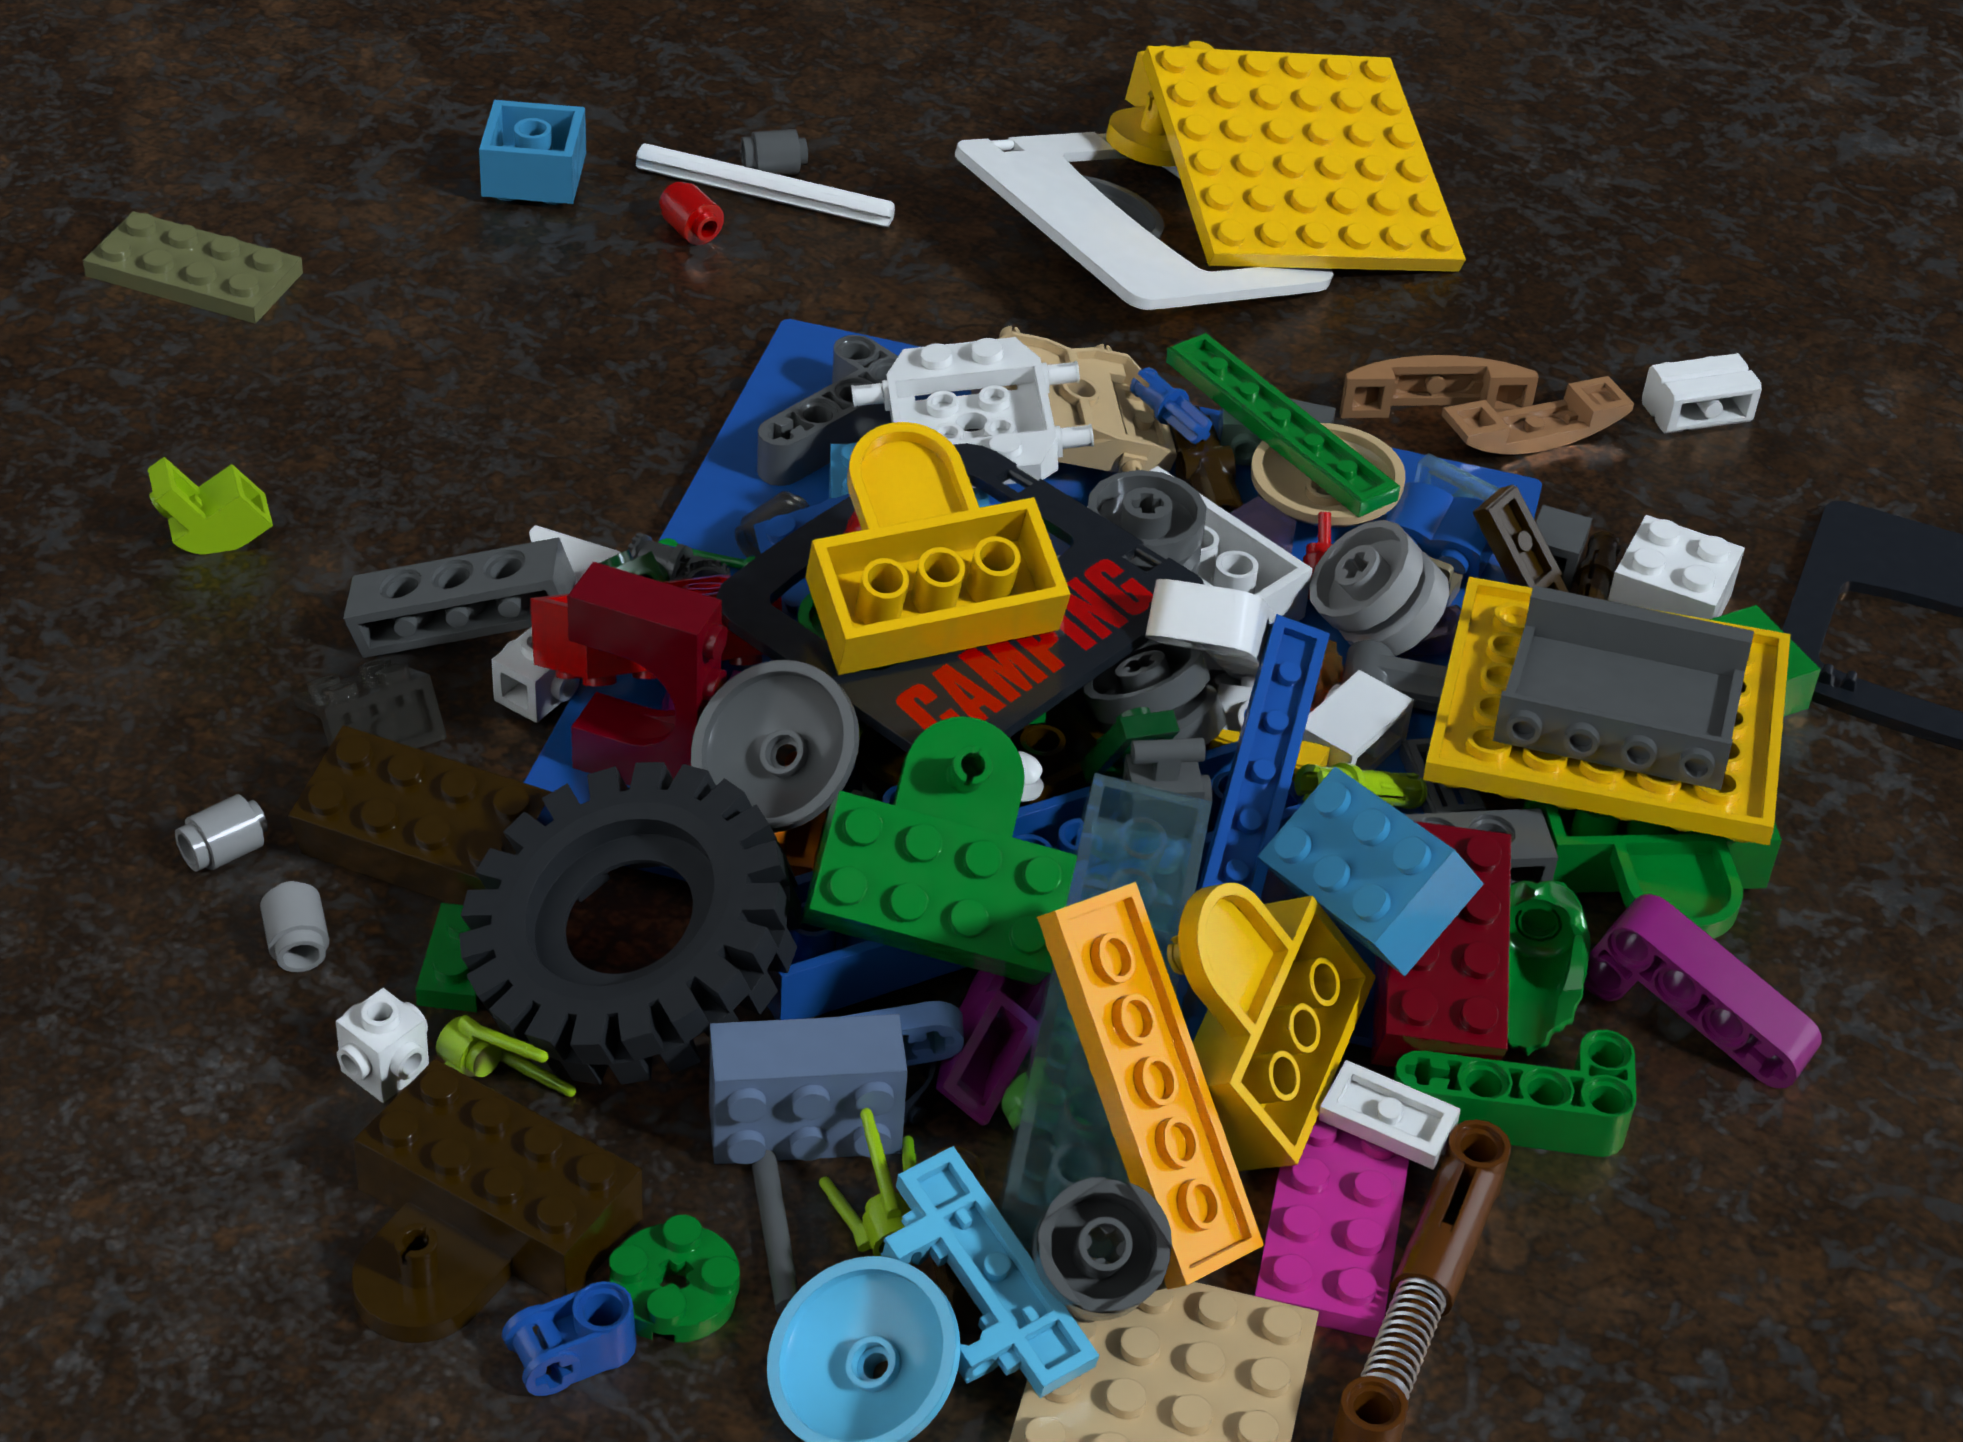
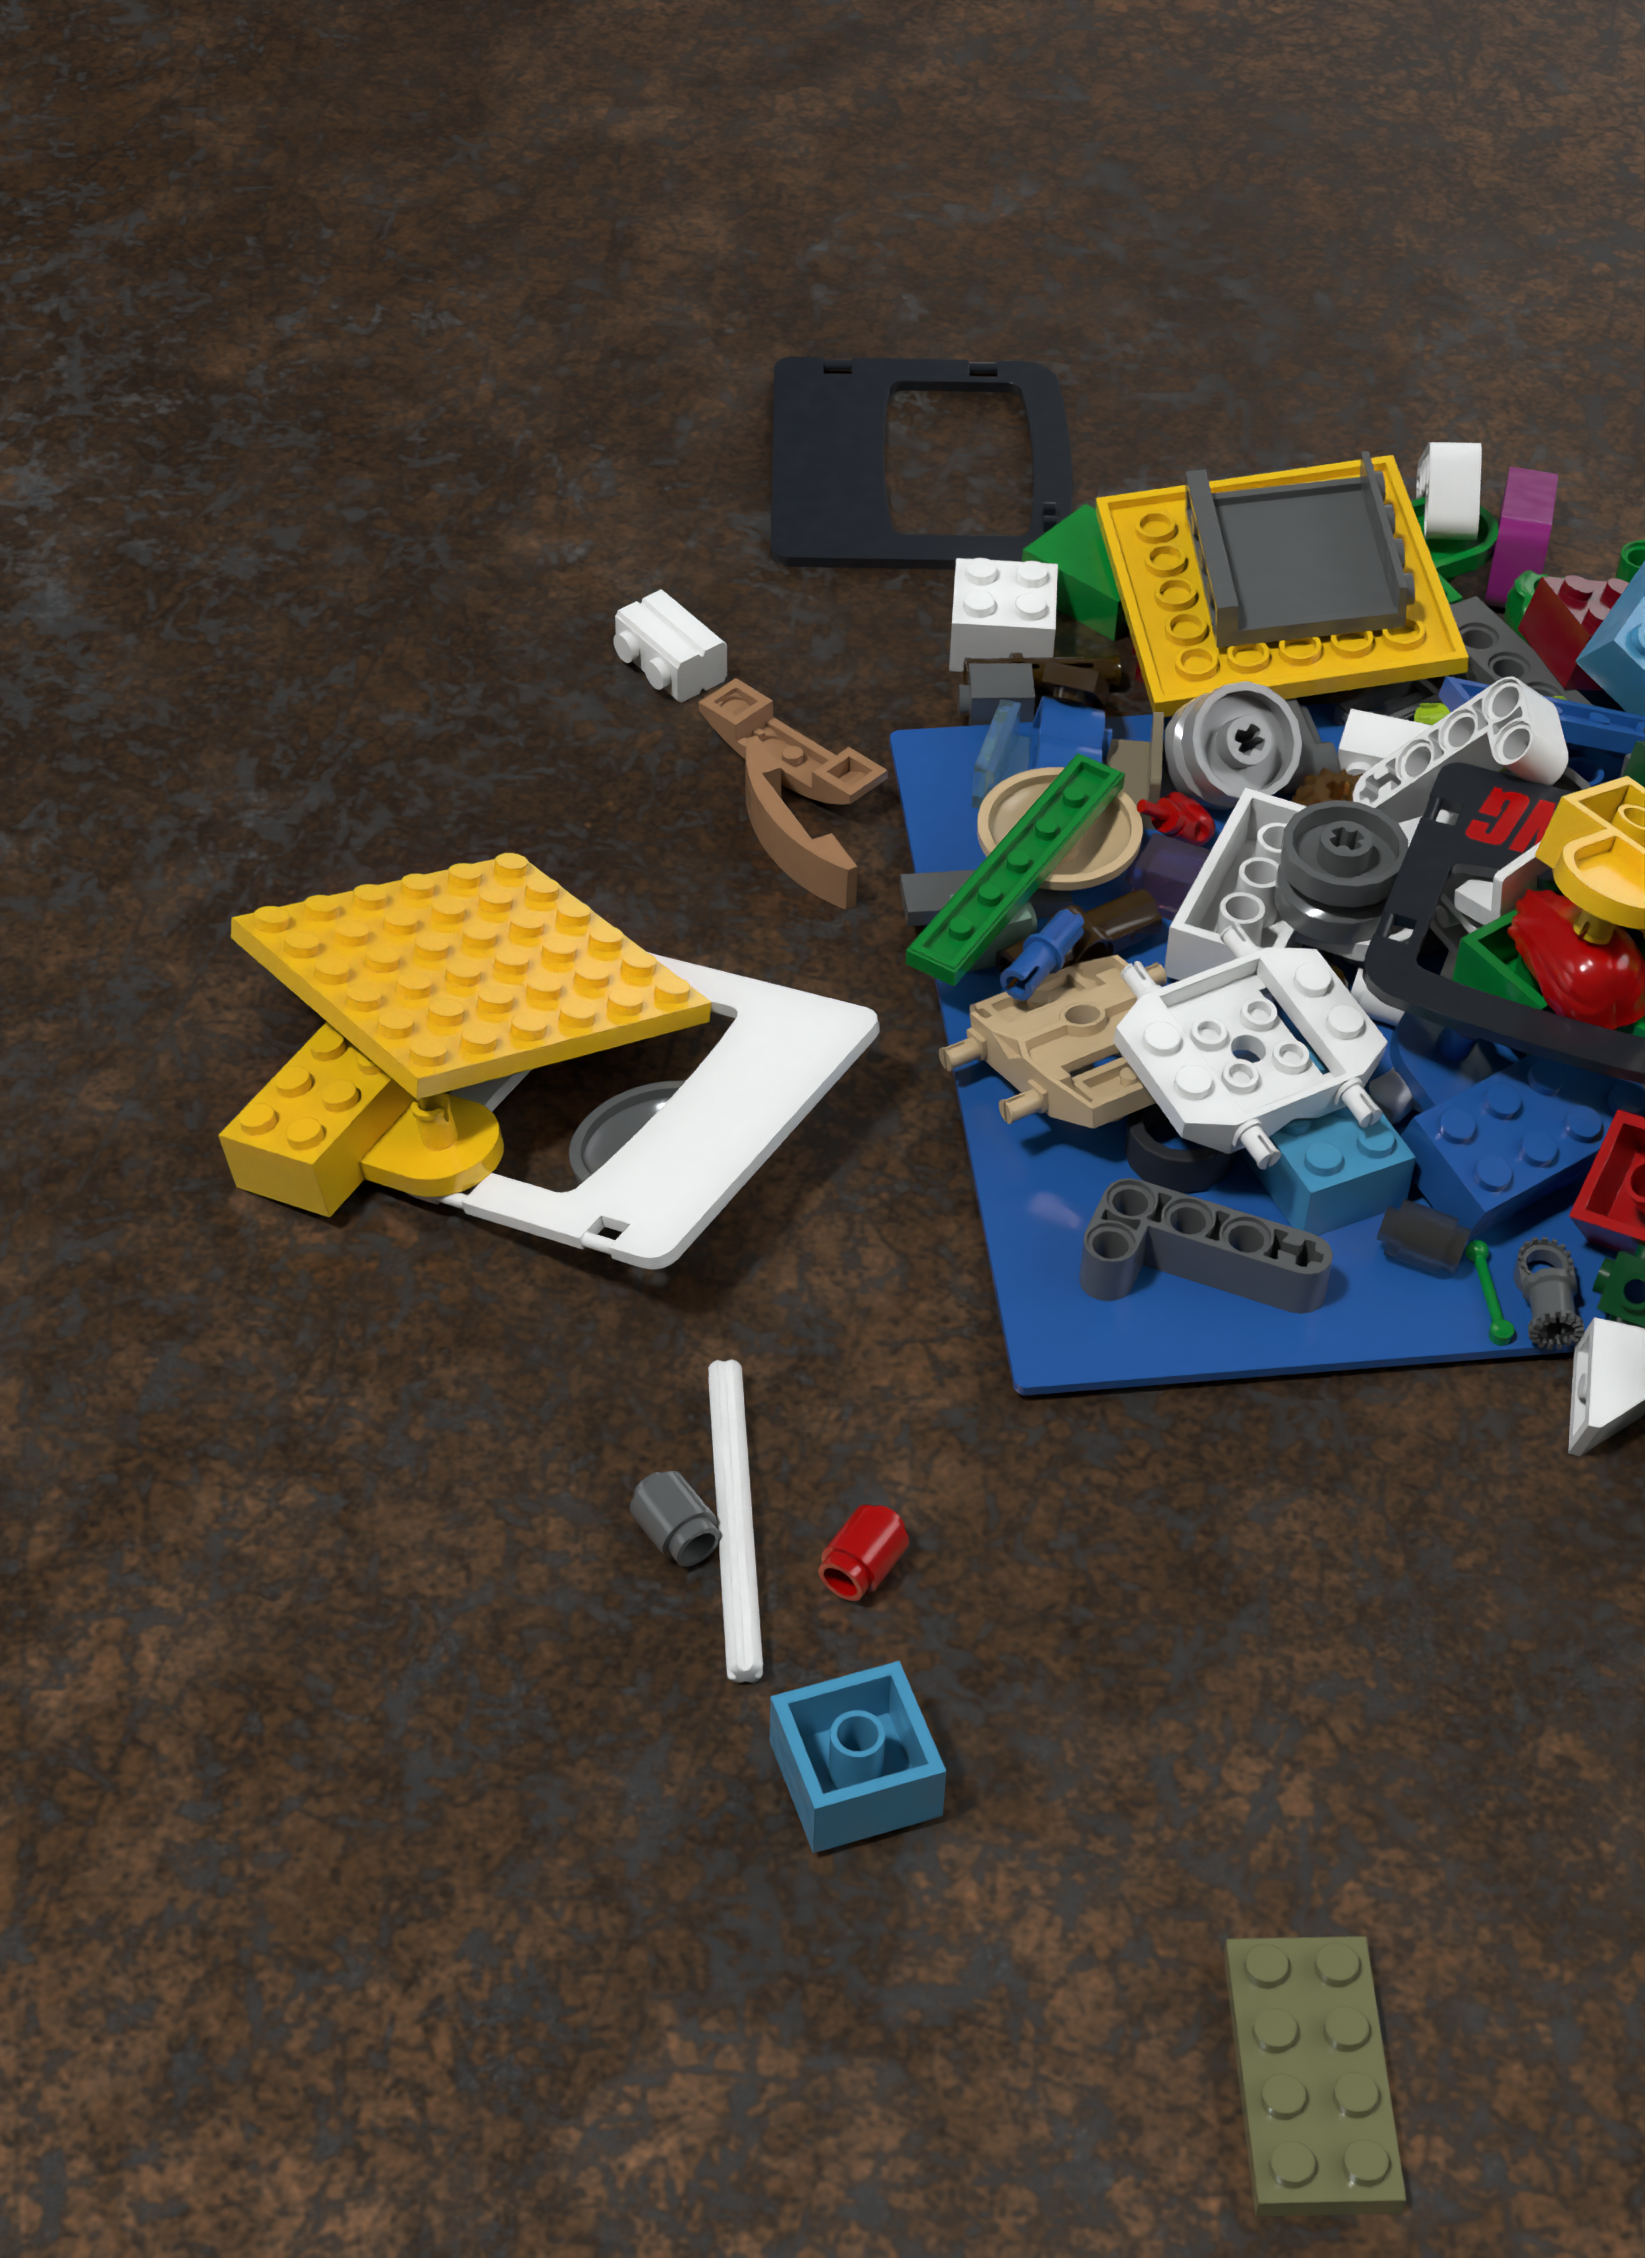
camera: 110 degrees left, 5 degrees up
(1762, 900) = (1451, 487): none -> white beam

